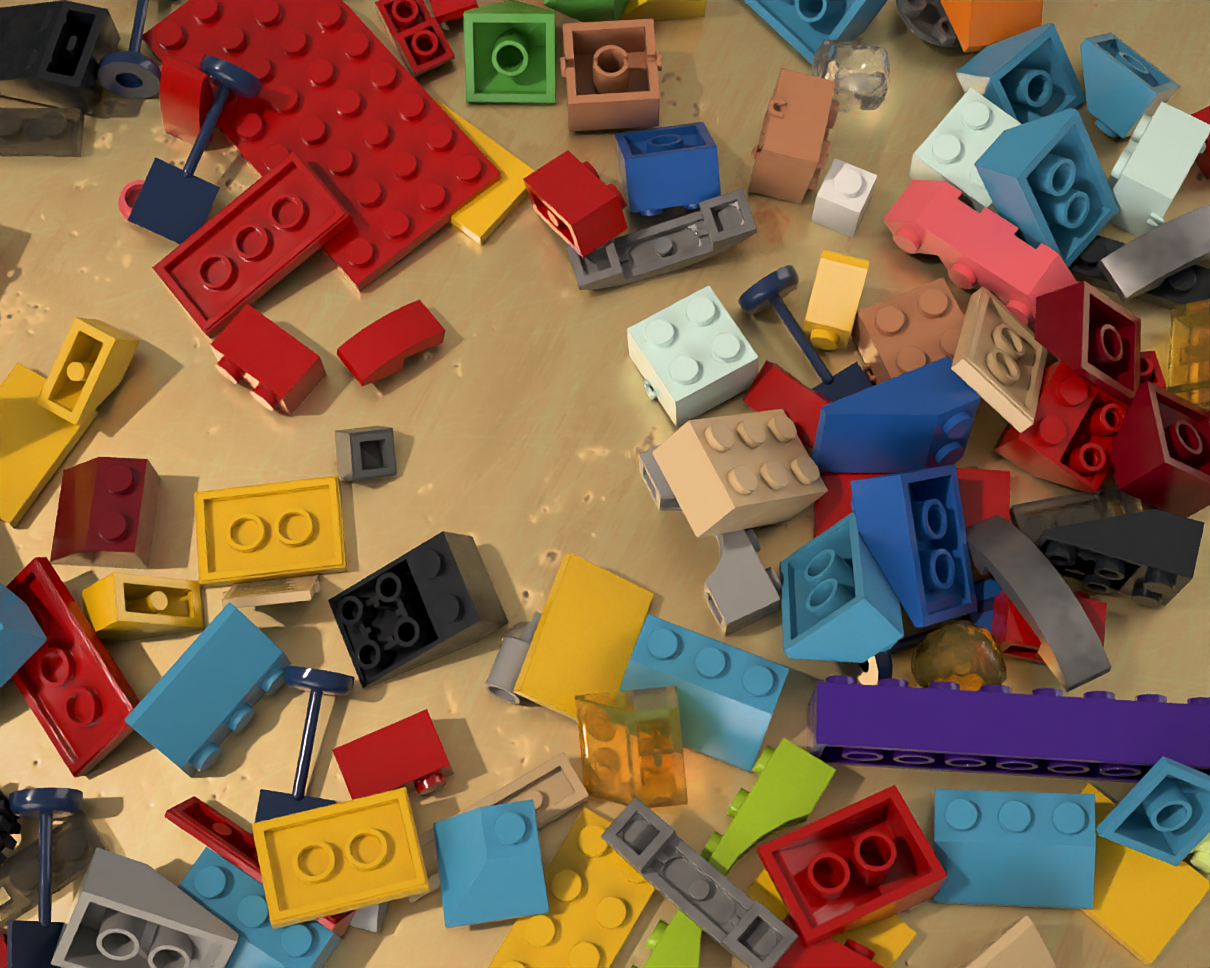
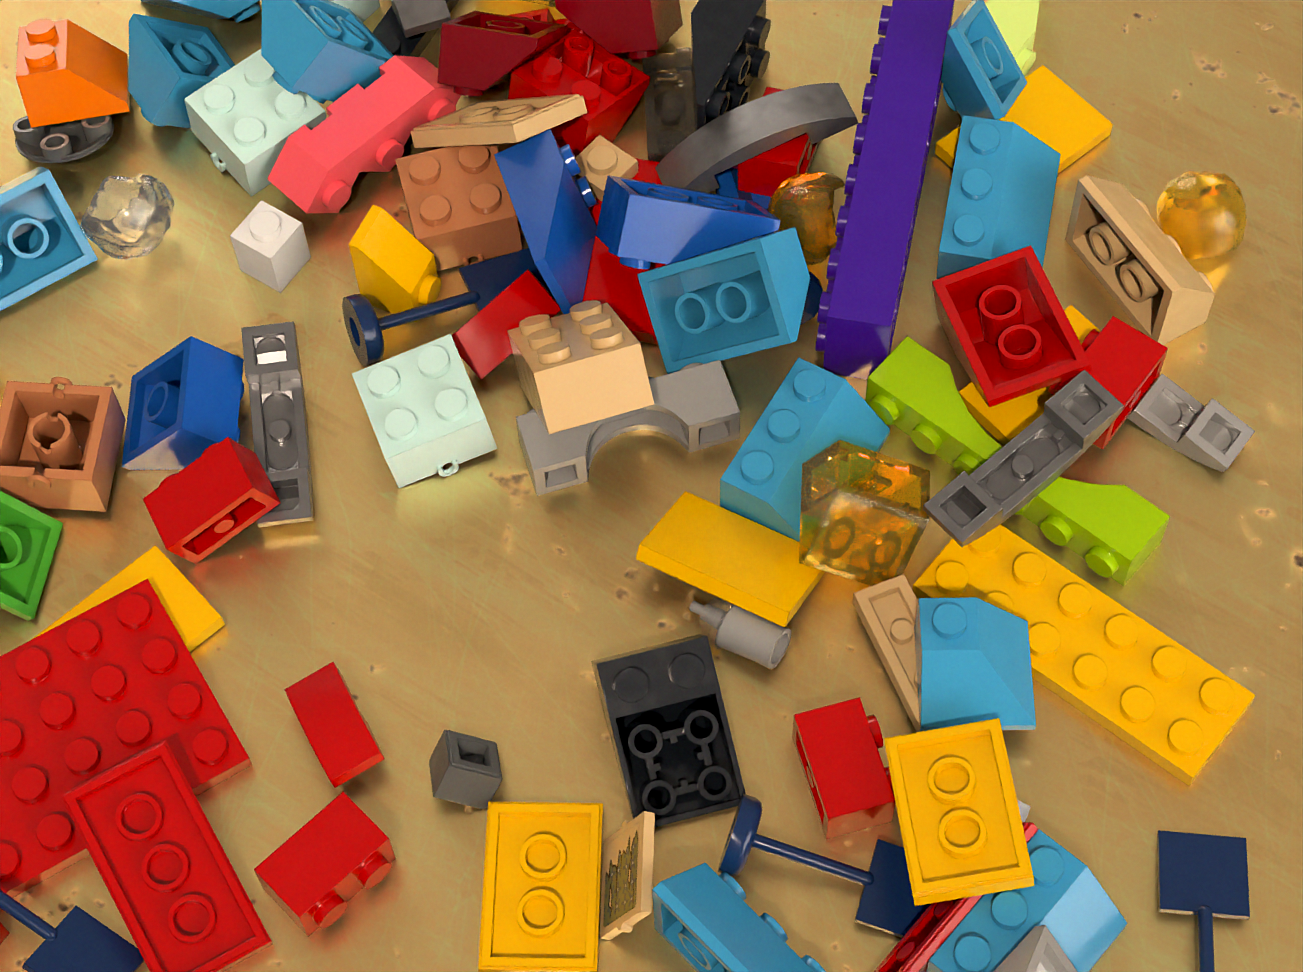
camera: 80 degrees left, 10 degrees down
(794, 136) = (190, 274): nougat brick -> none
(986, 466) = (604, 159): none -> tan plate

